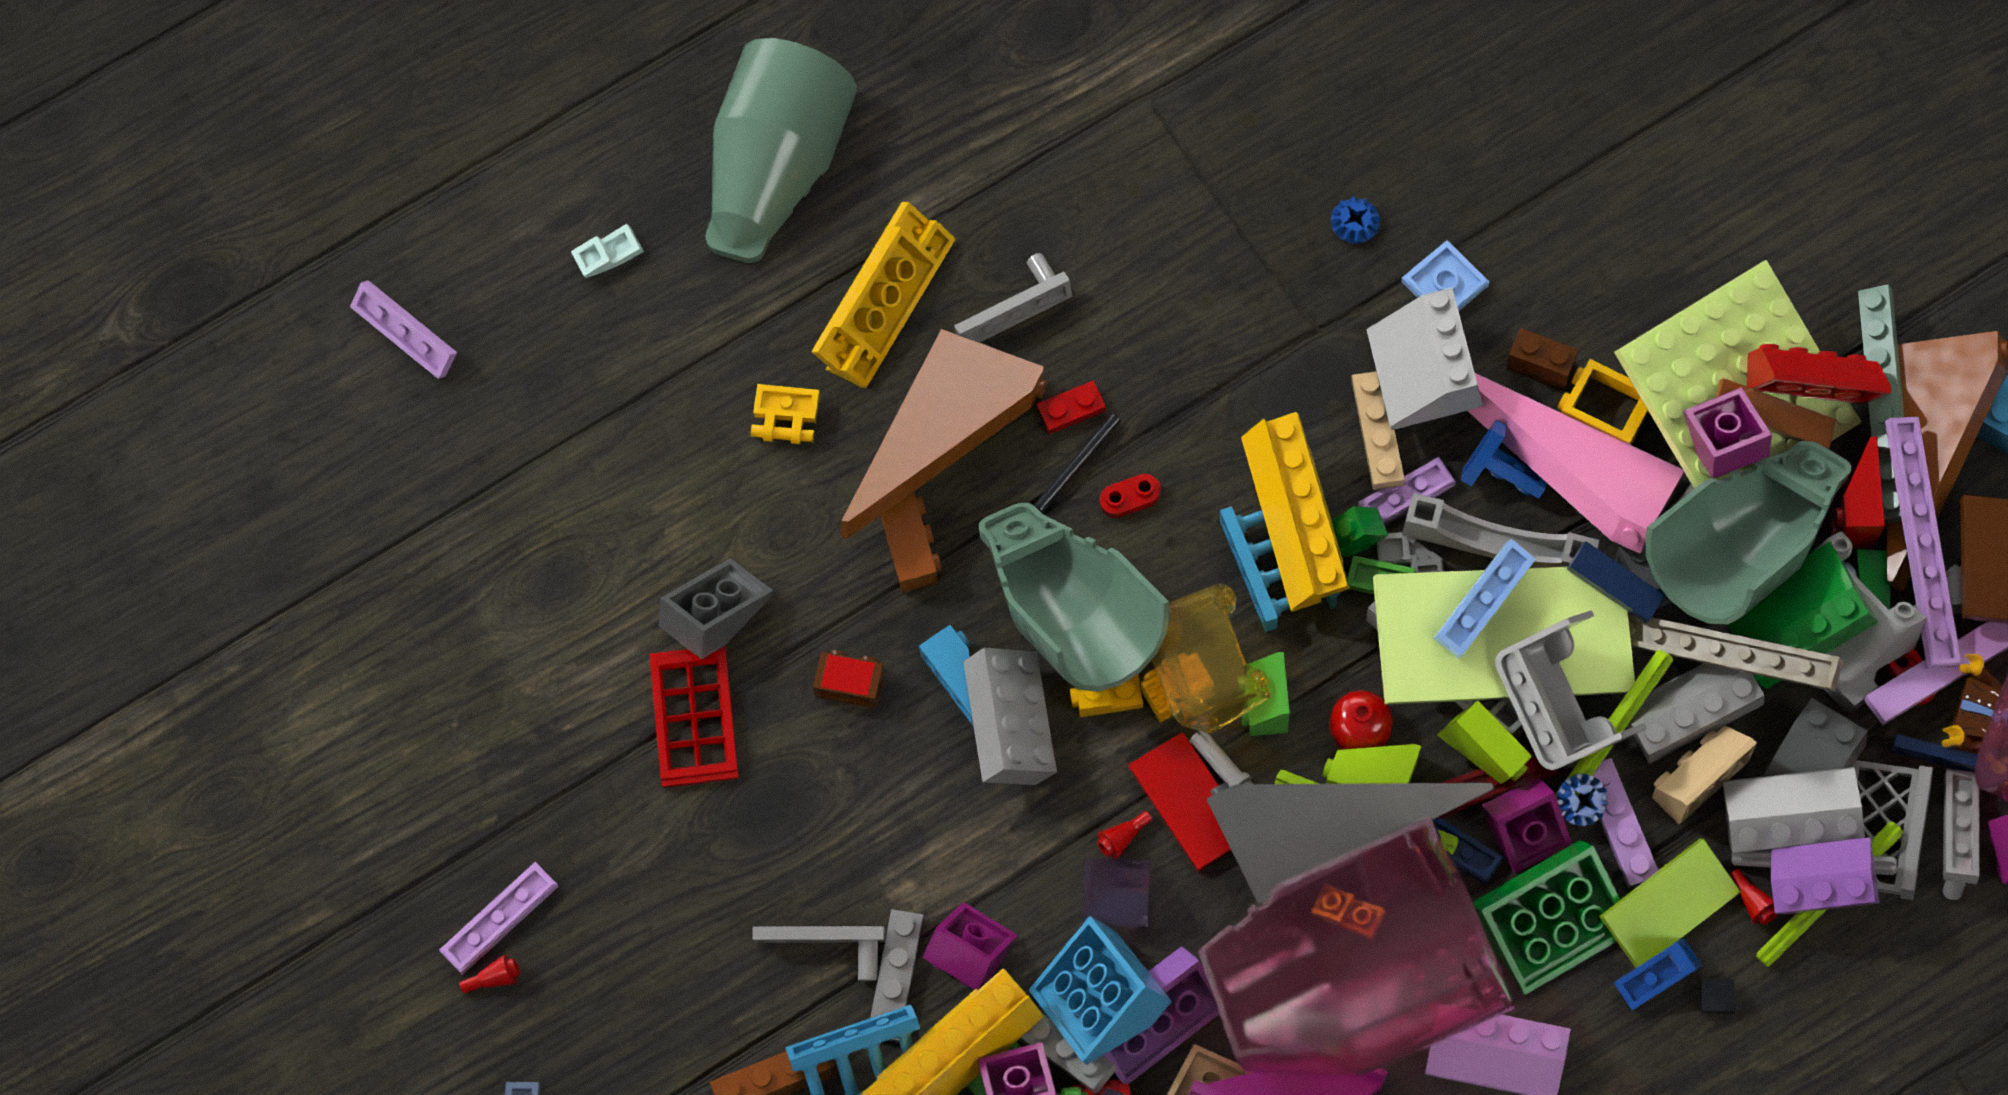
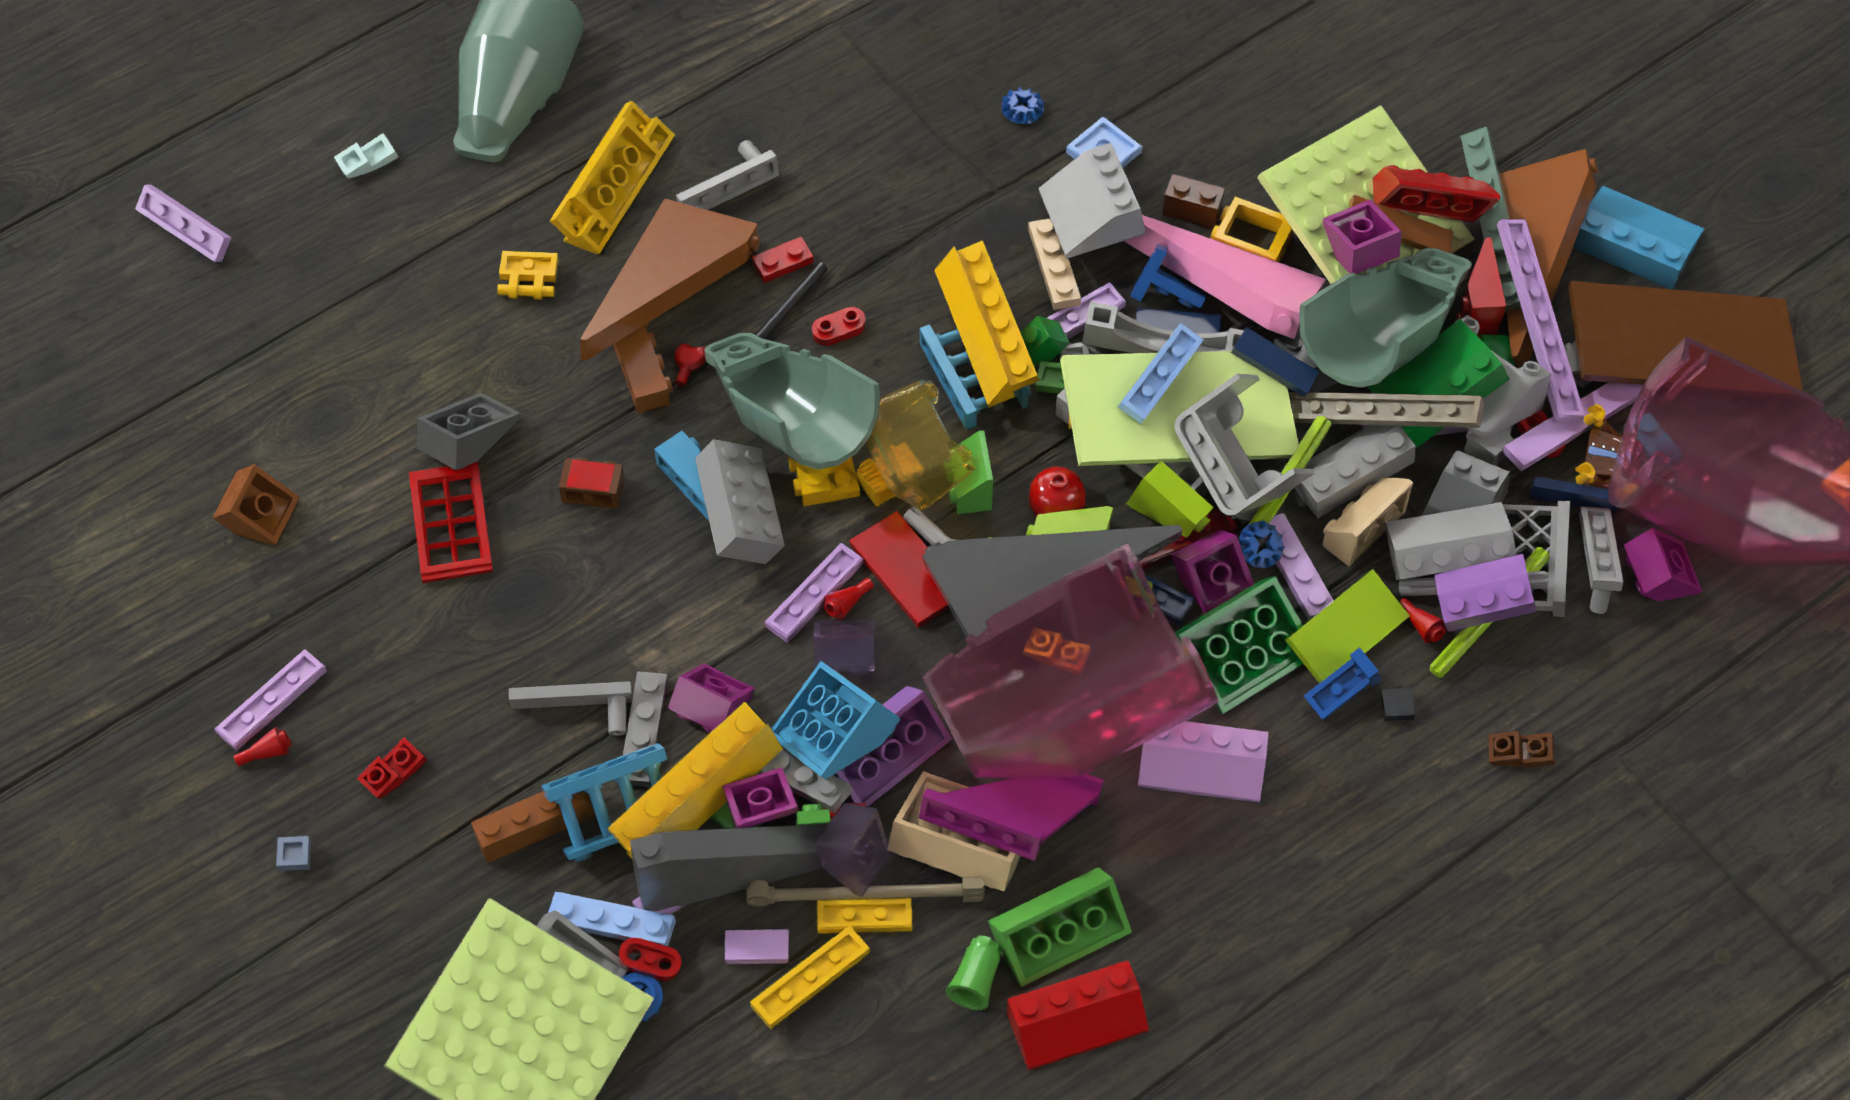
camera: 10 degrees left, 10 degrees down
(483, 687) = (256, 505): none -> dark orange slope
(627, 1008) = (391, 771): none -> red slope
(960, 530) = (688, 360): none -> red rock
(1083, 826) = (810, 595): none -> lavender tile
(1514, 512) = (1169, 320): none -> tile
(1848, 1058) = (1521, 751): none -> reddish brown slope

